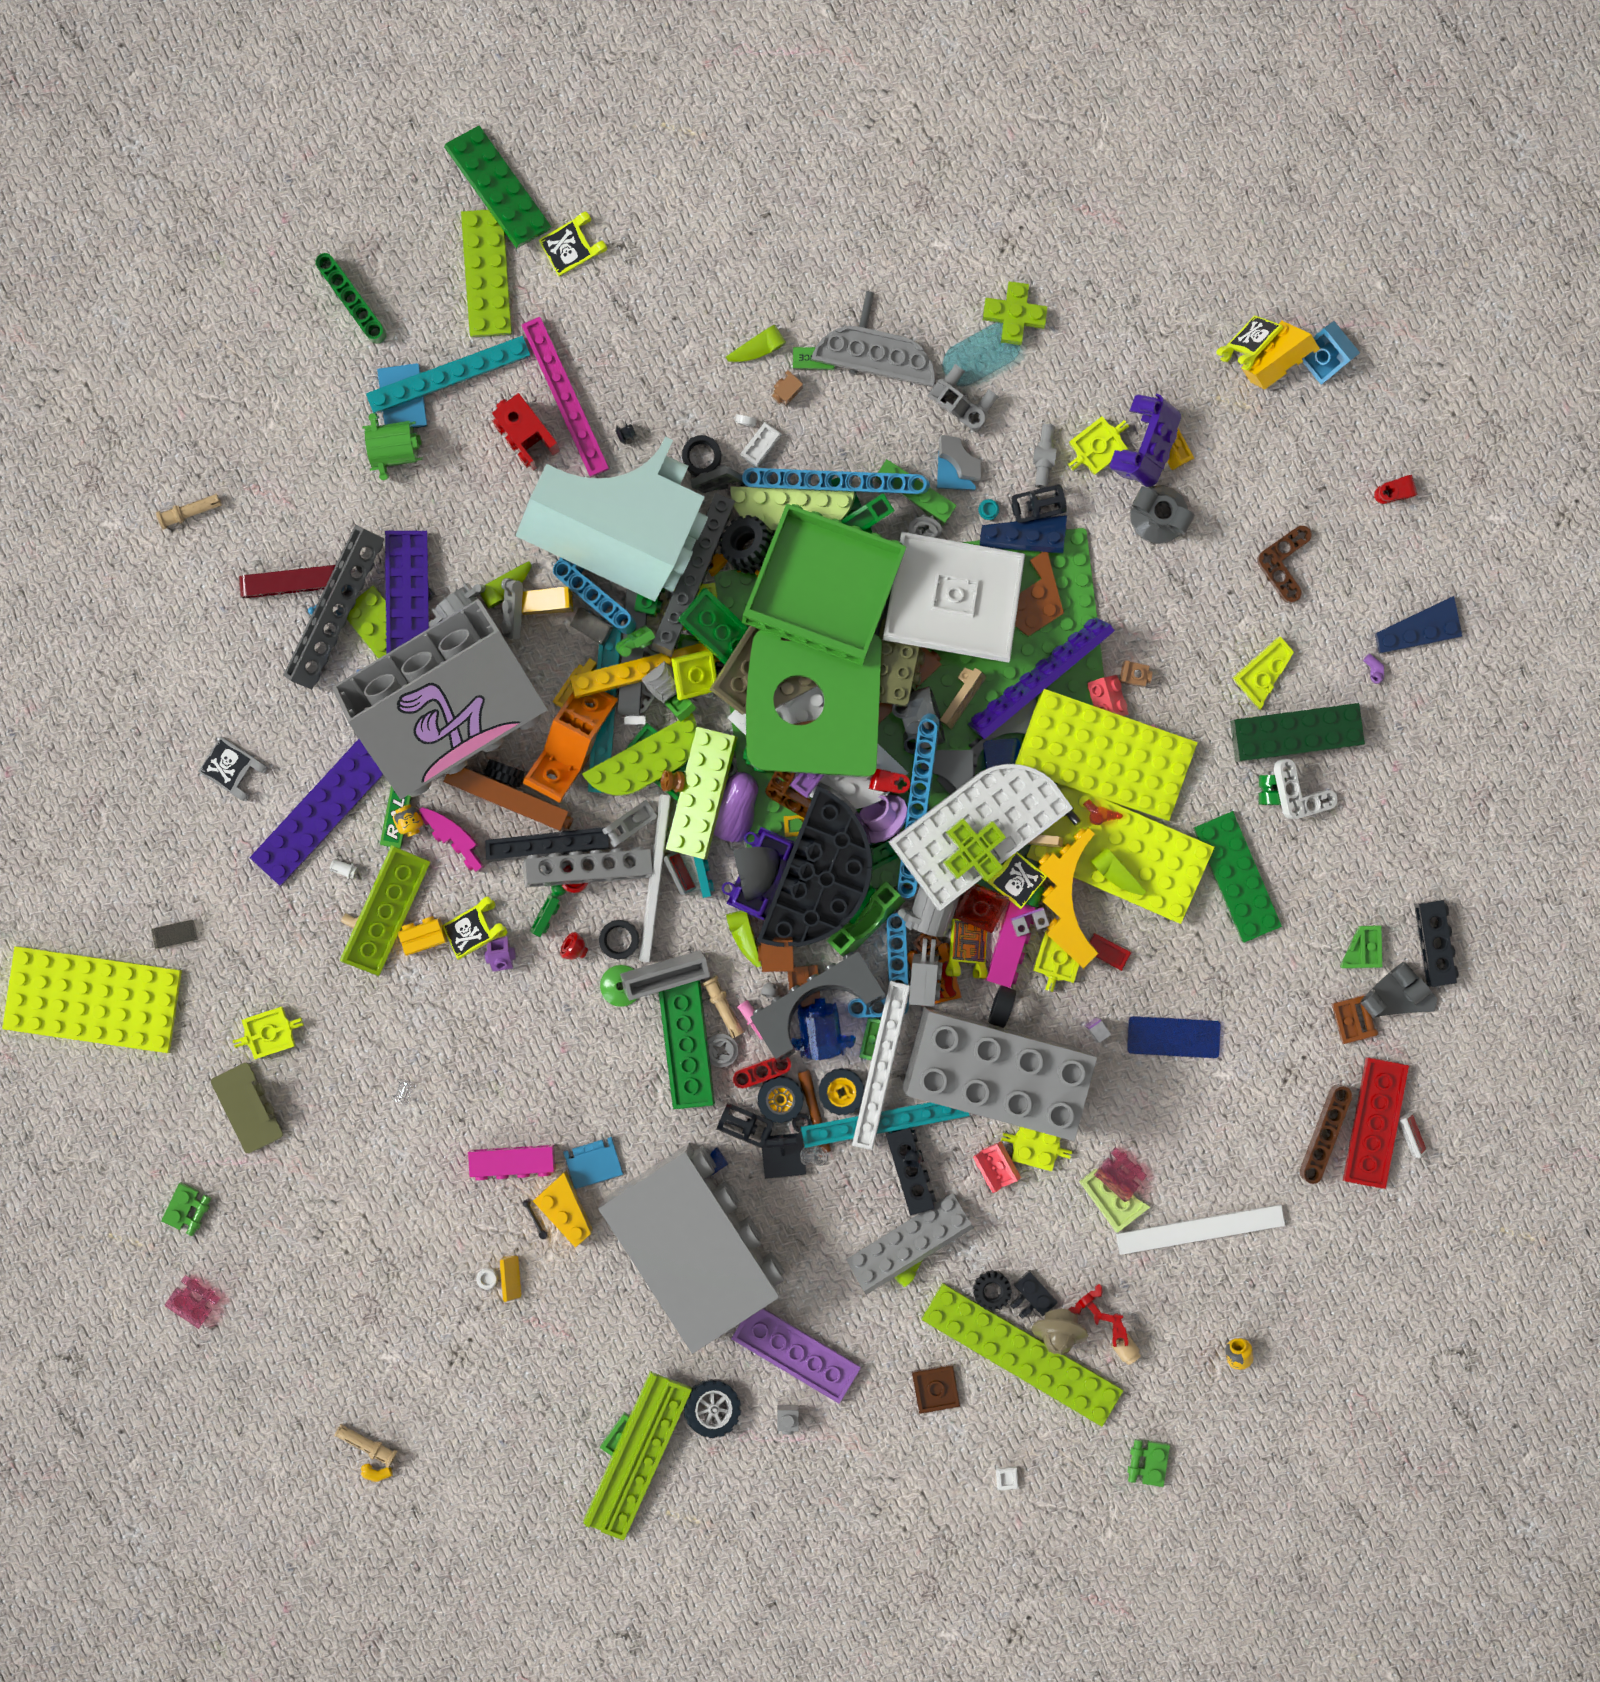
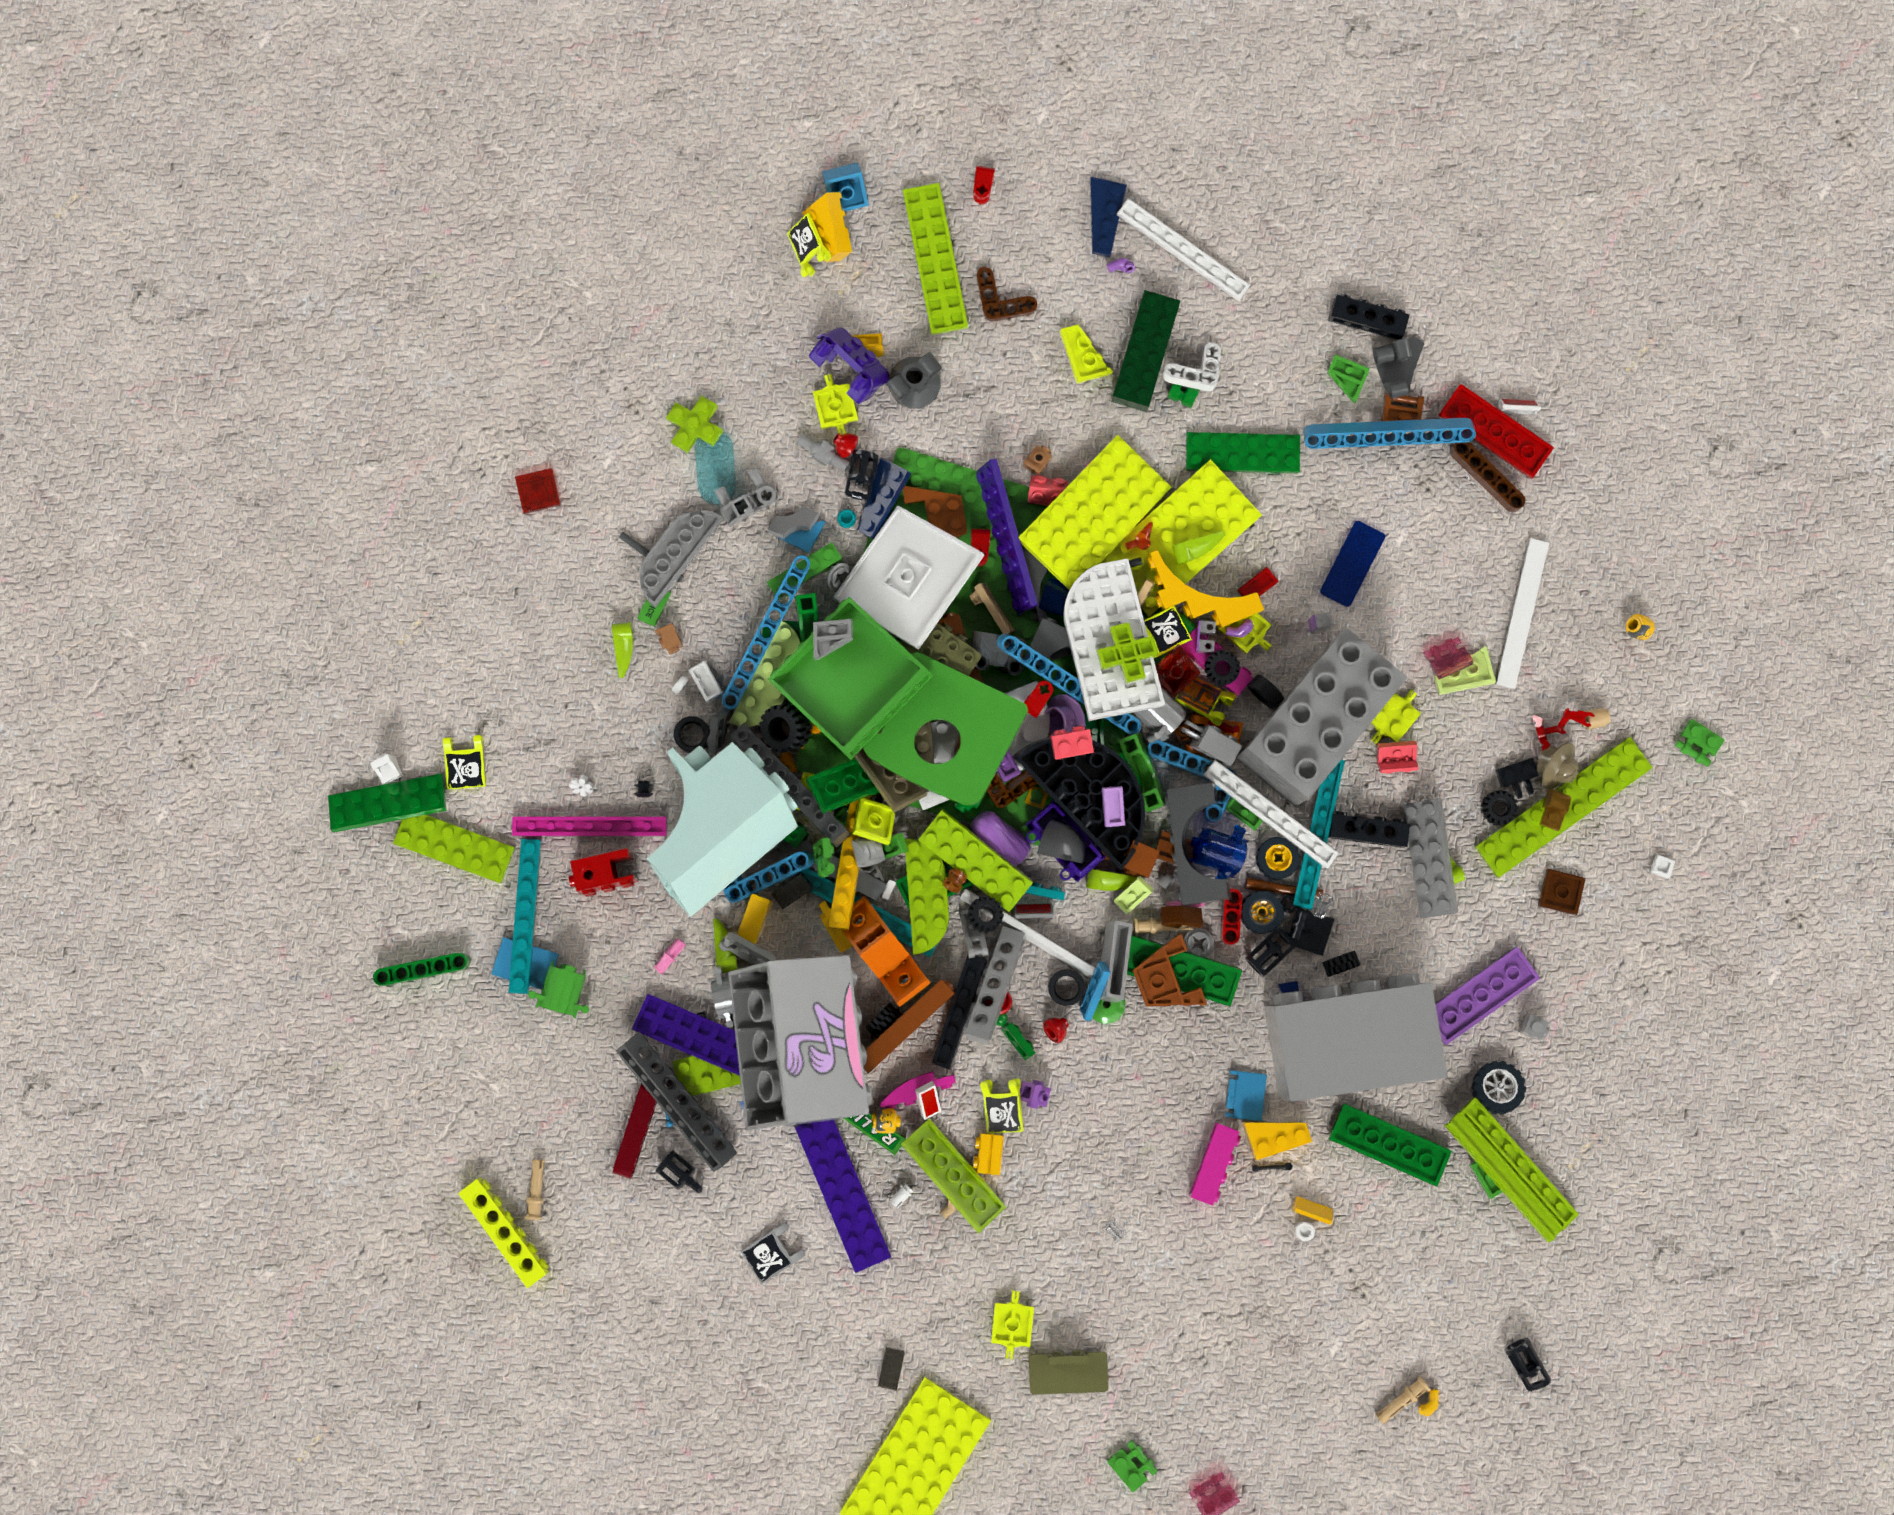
camera: 70 degrees left, 5 degrees down
(133, 486) = (493, 1229): none -> neon yellow brick
(264, 649) = (685, 1178): none -> black piece
(446, 852) = (928, 1100): none -> tile
(450, 1556) = (1527, 1370): none -> black piece
(473, 535) = (669, 956): none -> bright pink axle
(530, 169) = (386, 768): none -> white brick
(601, 370) = (581, 785): none -> white plant
(608, 1325) = (1390, 1145): none -> green plate
(626, 968) = (1094, 990): none -> dark azure tile
(639, 826) = (991, 904): none -> black tyre
(665, 1027) = (1158, 980): none -> dark orange wing
(739, 964) = (1133, 895): none -> yellowish green plate
(739, 1020) = (1181, 915): none -> reddish brown slope
(764, 1200) = (1341, 963): none -> black tyre
(815, 905) = (1113, 806): none -> lavender tile
(856, 546) = (830, 636): none -> light grey wing
(858, 834) = (1071, 743): none -> coral bracket
(876, 188) = (537, 491): none -> clear red tile
(1015, 961) = (1222, 656): none -> black tyre
(1017, 1346) = (1555, 808): none -> pearl gold brick
(1024, 654) = (981, 541): none -> red piece
(1052, 955) = (1244, 629): none -> medium lavender arm
(1063, 473) = (845, 443): none -> red brick
(1296, 477) = (935, 259): none -> lime plate
(1321, 1006) = (1380, 431): none -> dark azure beam
(1420, 723) = (1183, 249): none -> white tile

